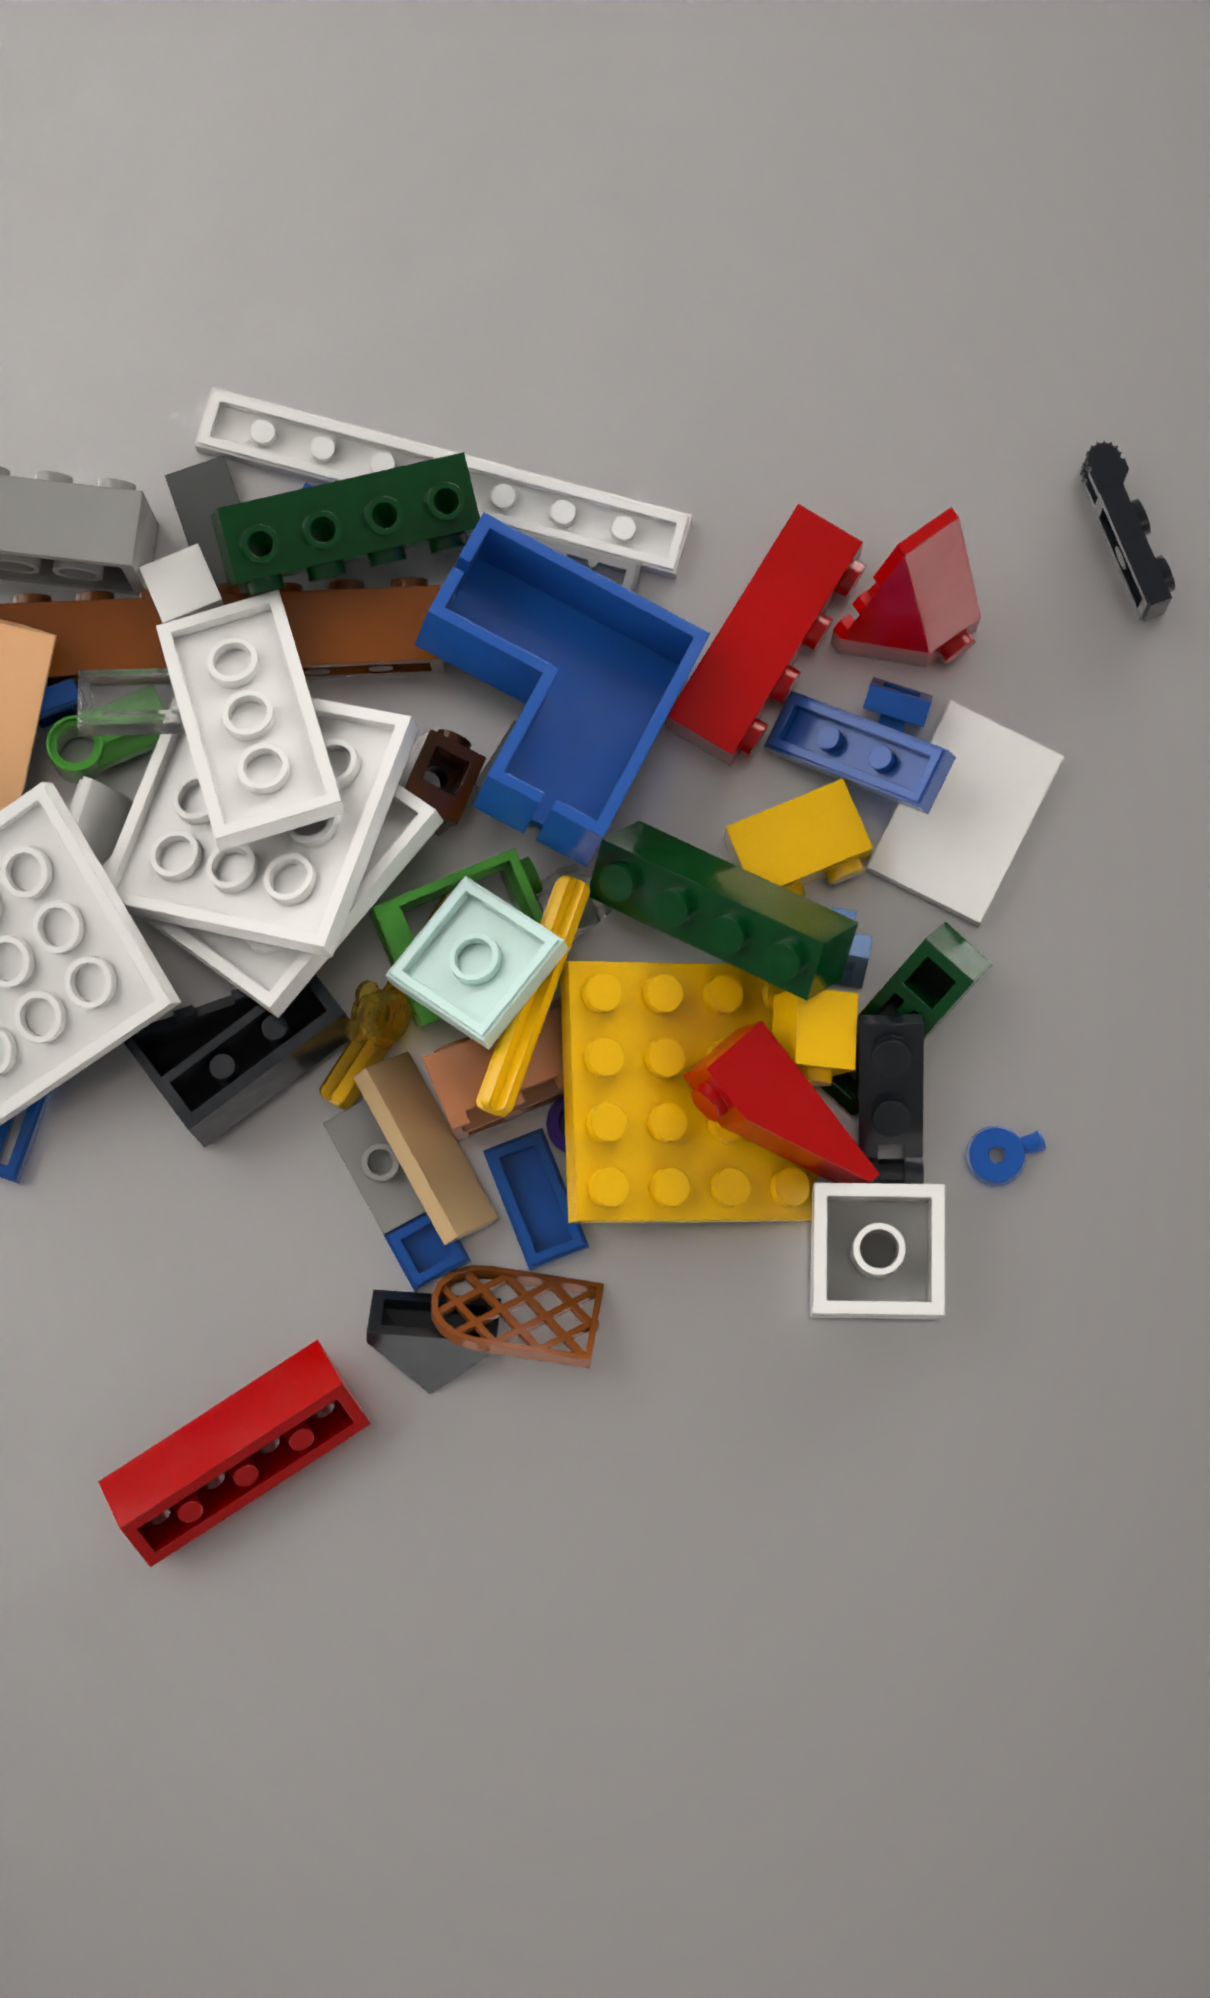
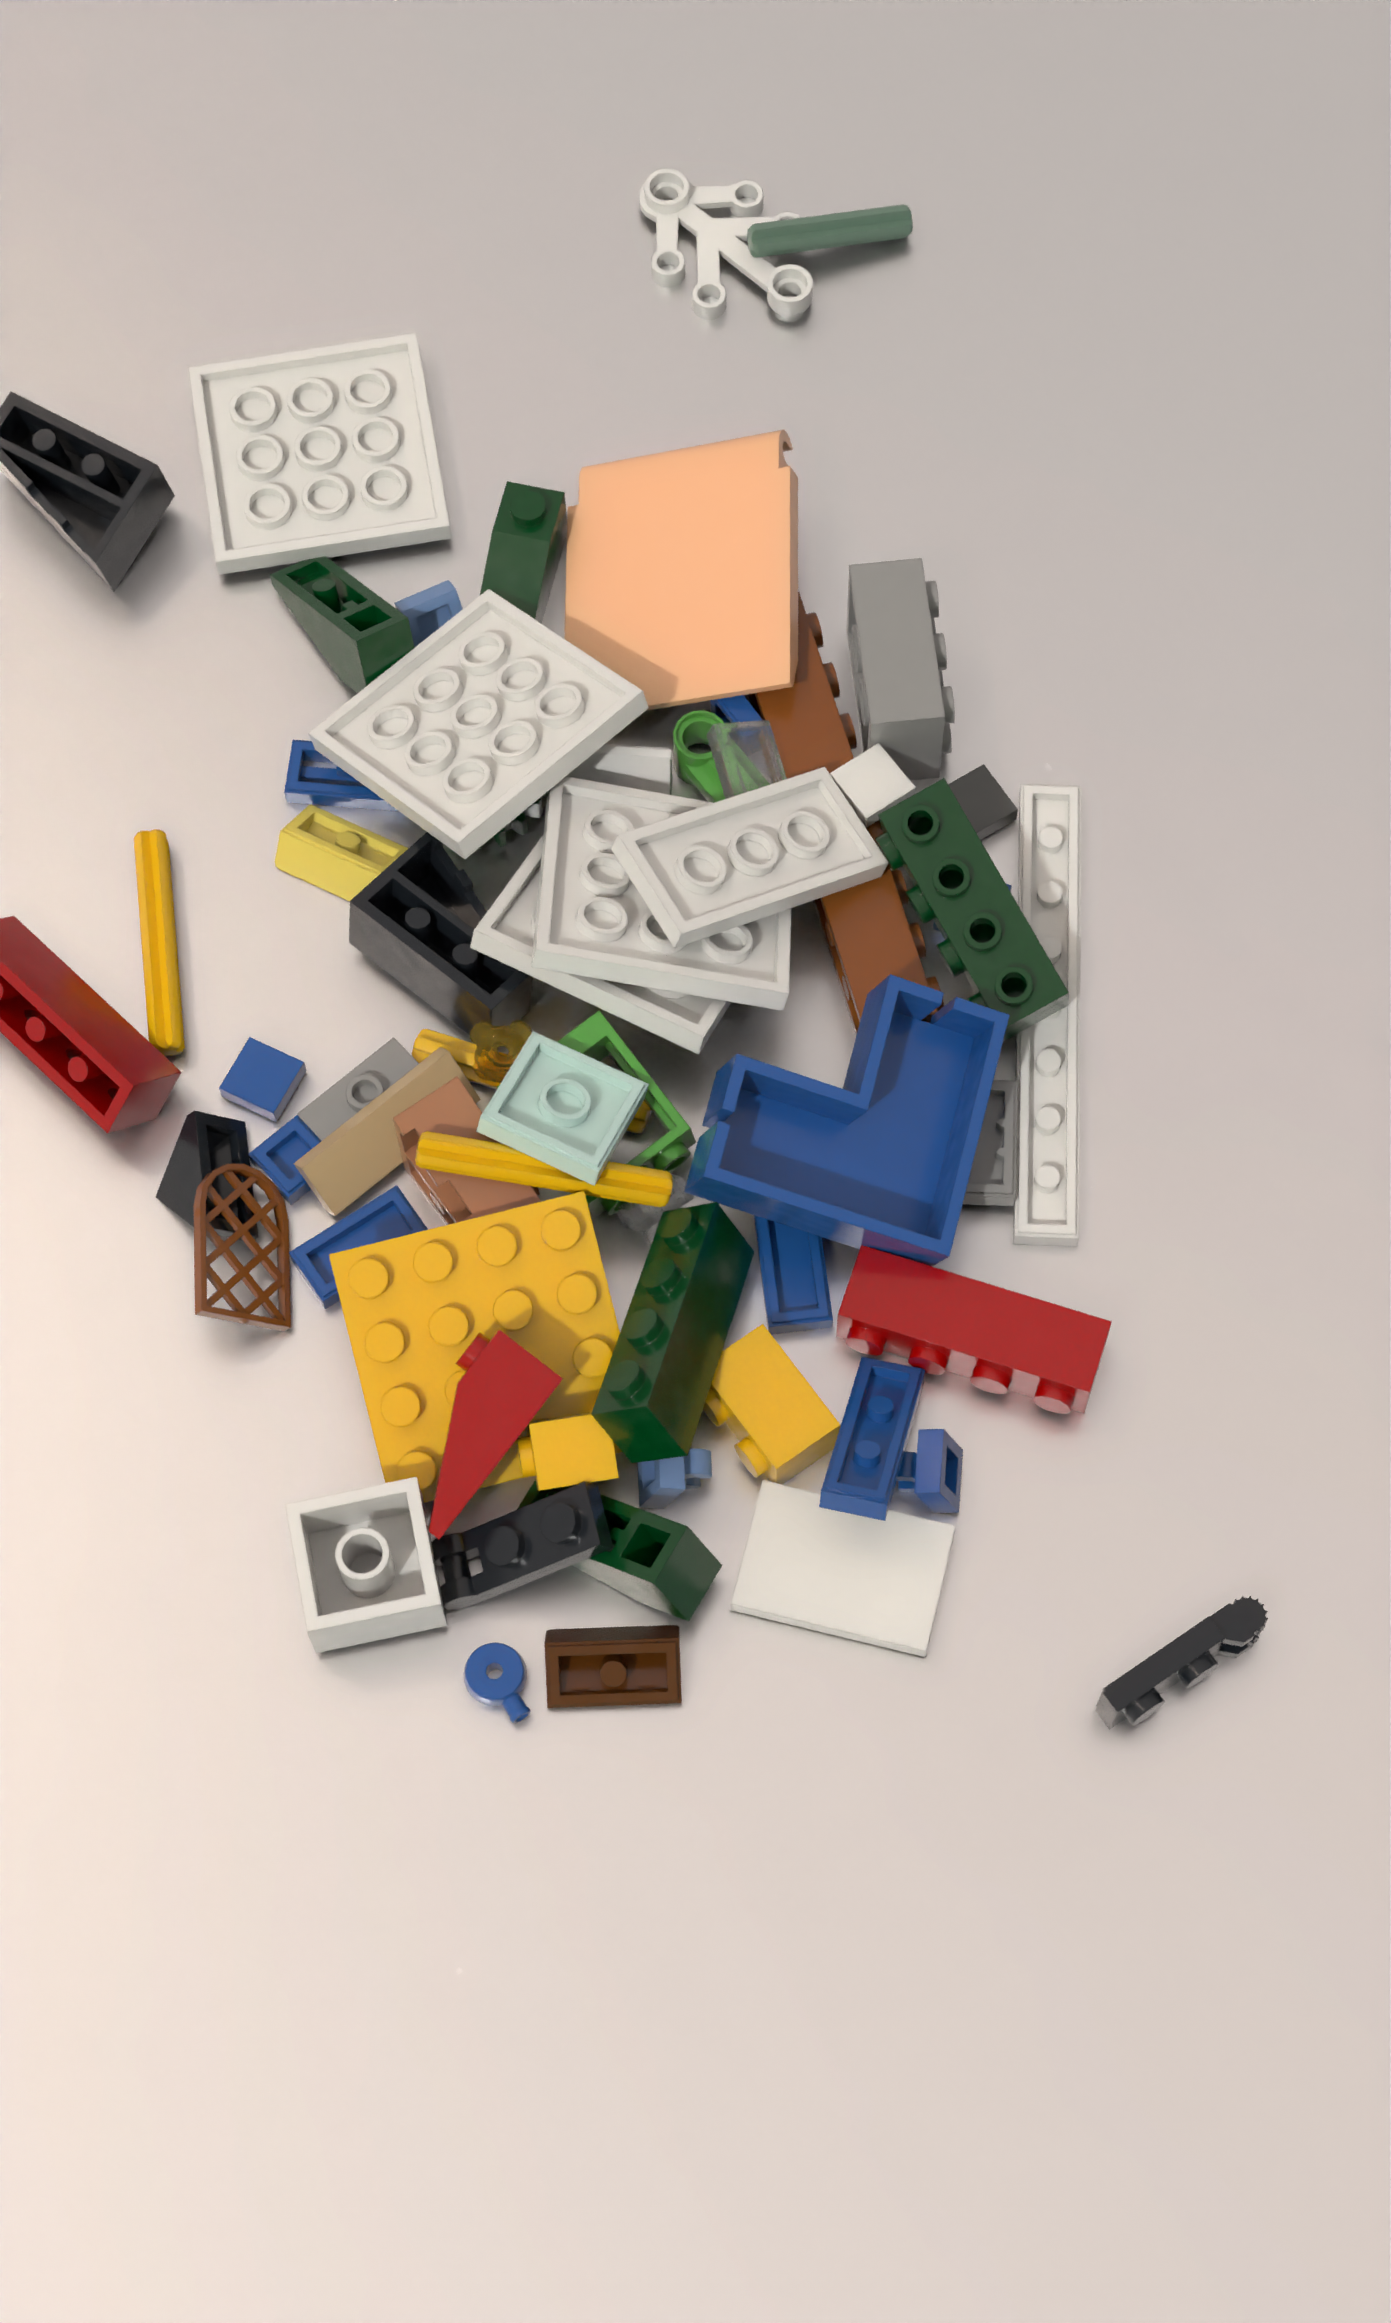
camera: 75 degrees right, 15 degrees down
(102, 1136) = (333, 852): none -> light yellow slope
(153, 1340) = (159, 942): none -> yellow axle
(333, 1262) = (262, 1079): none -> blue tile
(453, 763) = (736, 1037): reddish brown brick -> none
(673, 794) = (792, 1278): none -> blue tile
(920, 601) = (1040, 1444): red wedge -> none
(1009, 1044) = (613, 1666): none -> reddish brown slope

